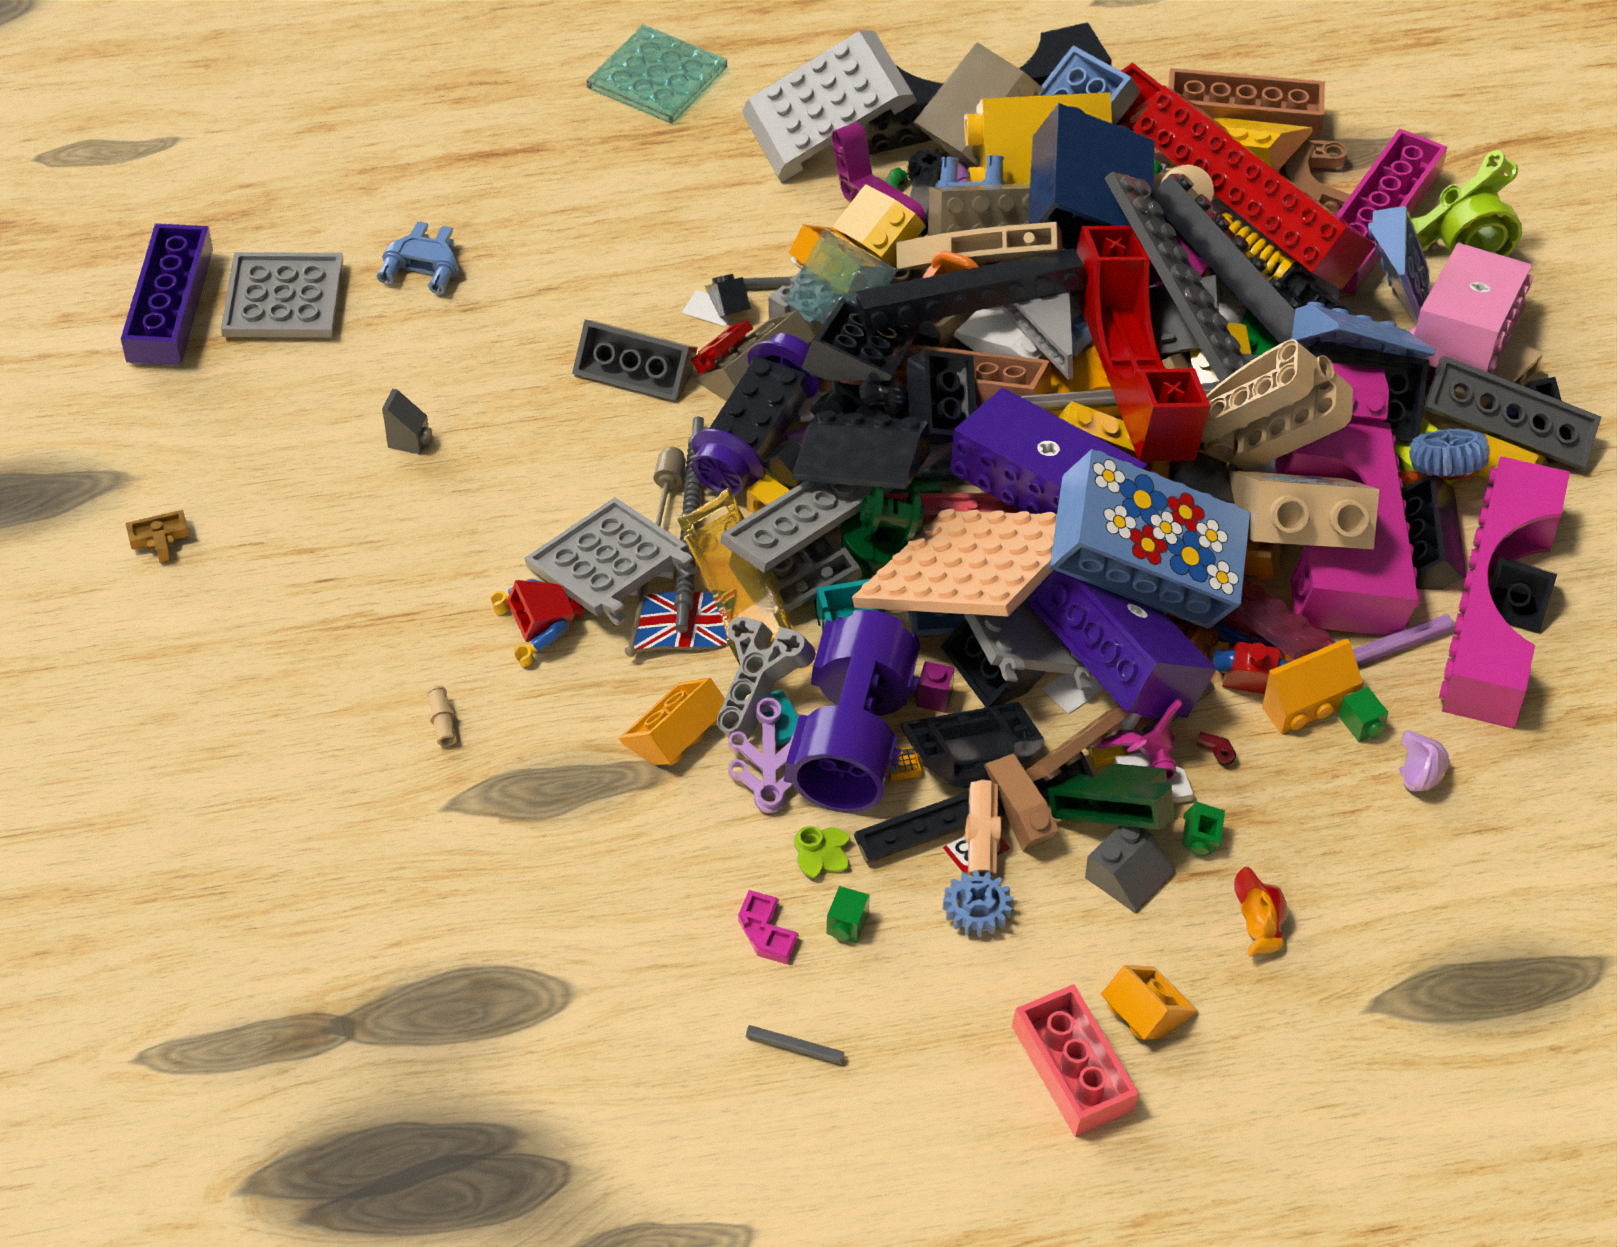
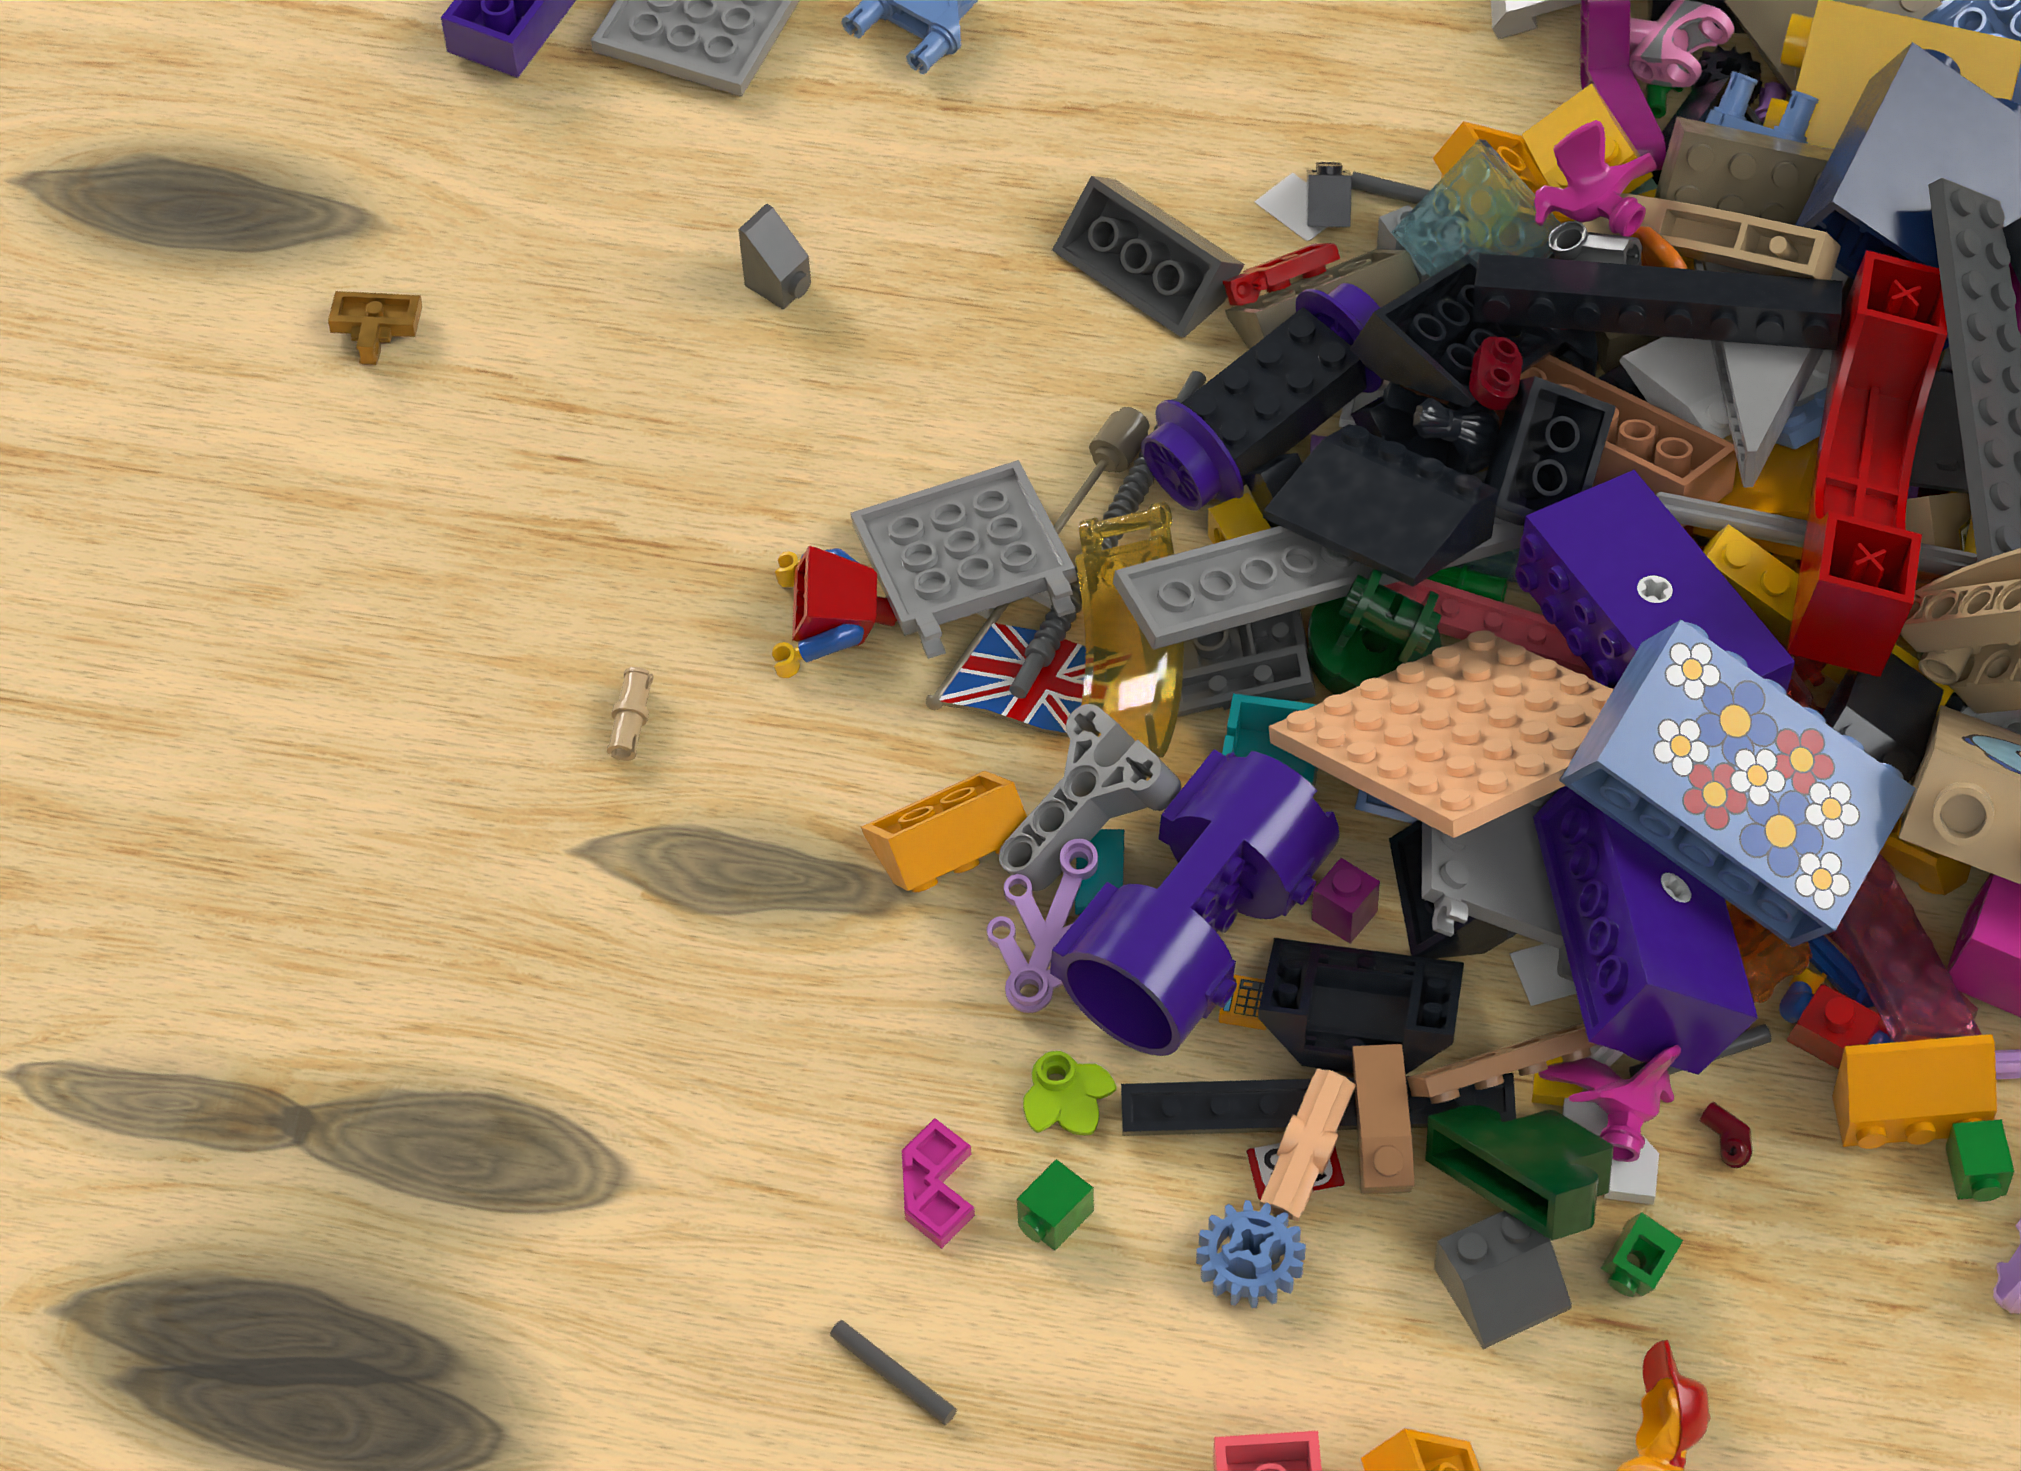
camera: 25 degrees right, 5 degrees up
(893, 152) = (1665, 46): none -> bright pink connector
(896, 356) = (1496, 373): none -> dark red plate
(905, 233) = (1592, 183): none -> dark pink animal
(905, 270) = (1574, 242): none -> dark grey piece

